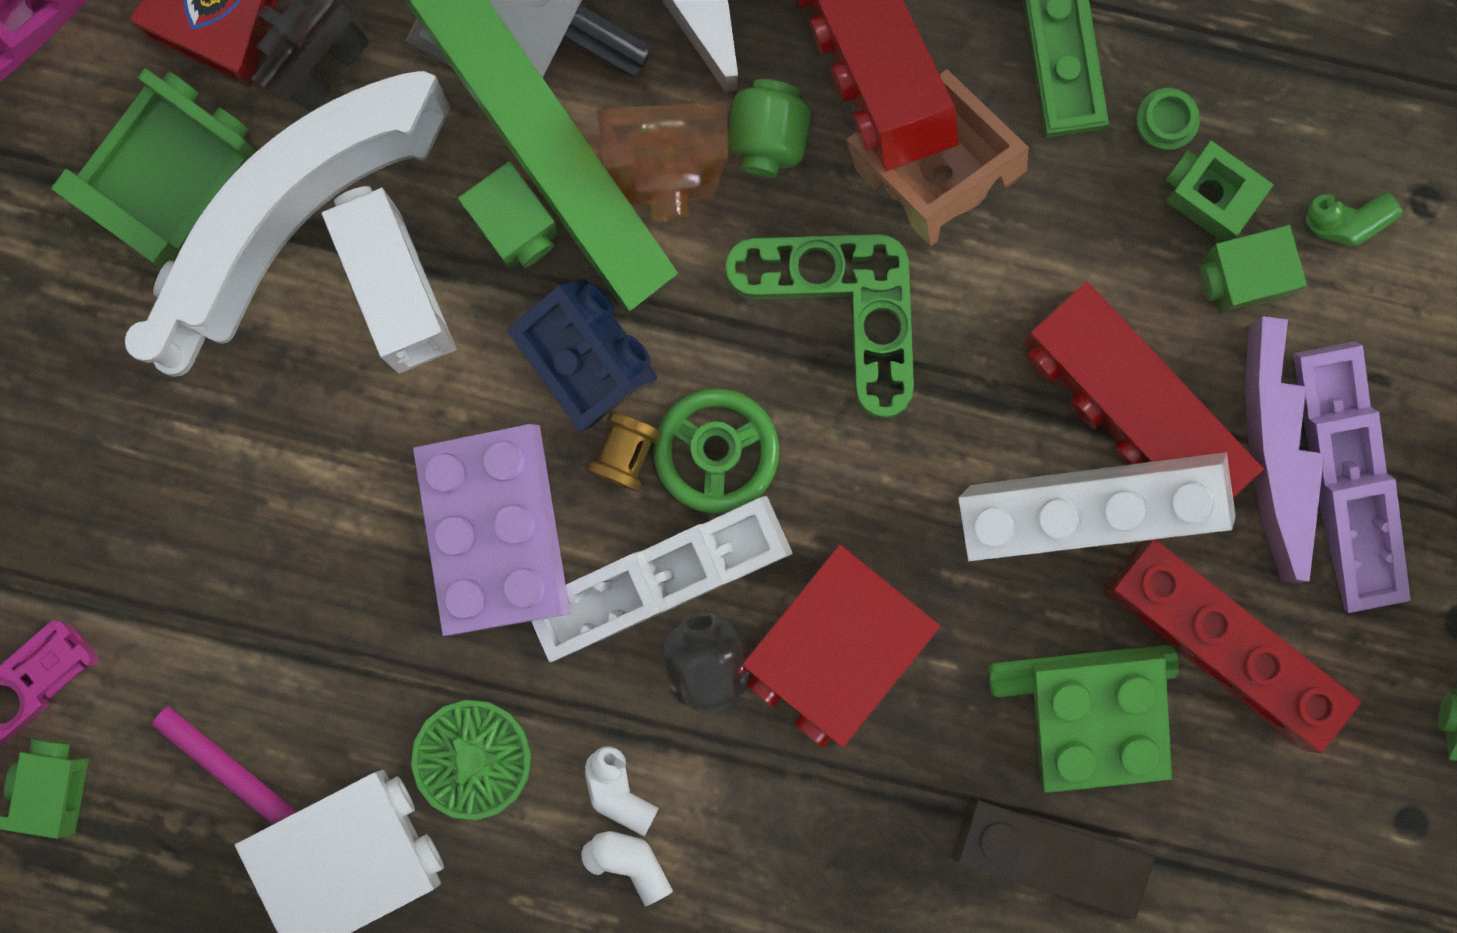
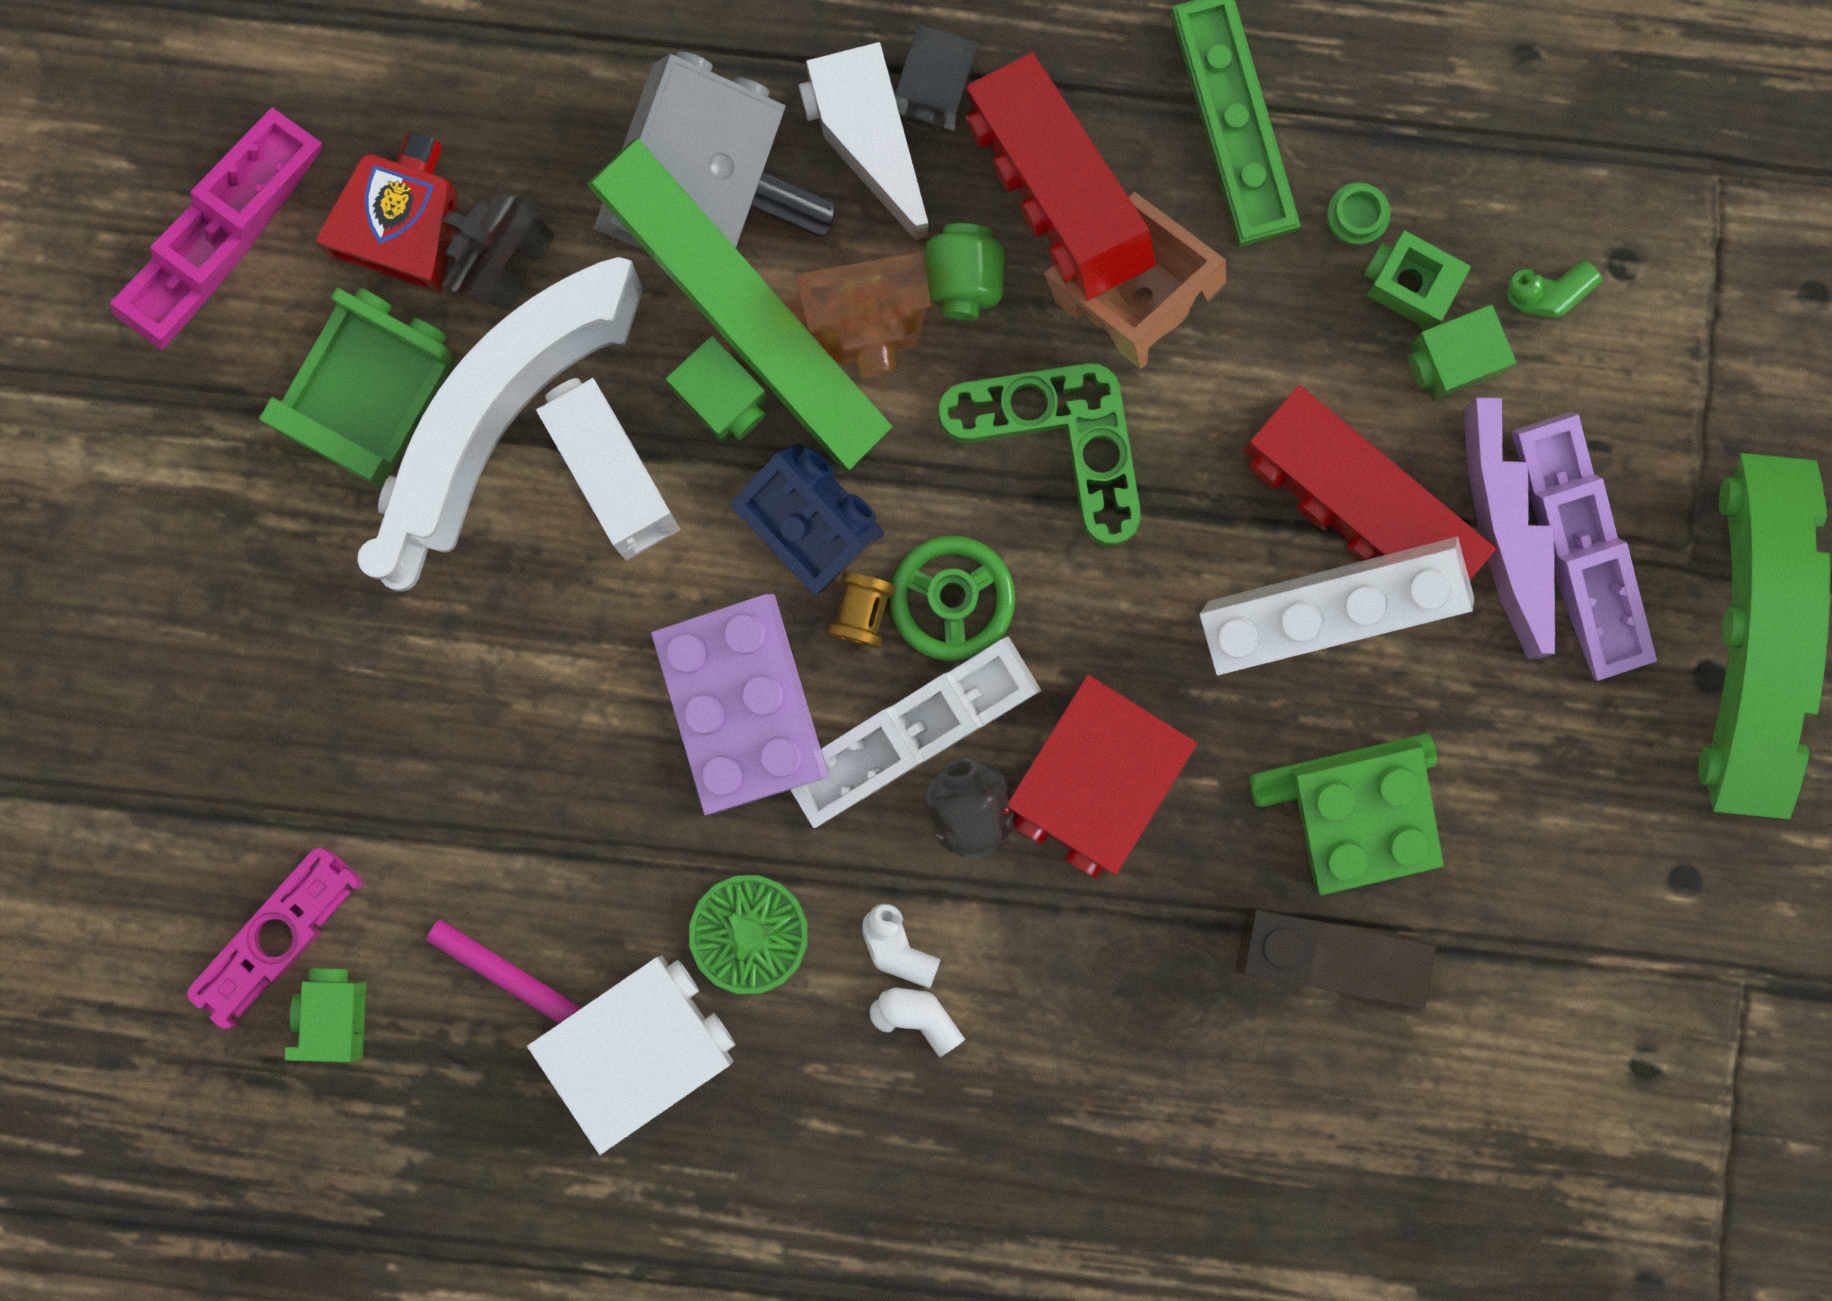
camera: 10 degrees left, 0 degrees up
(1232, 647) = (1486, 728): red brick -> none

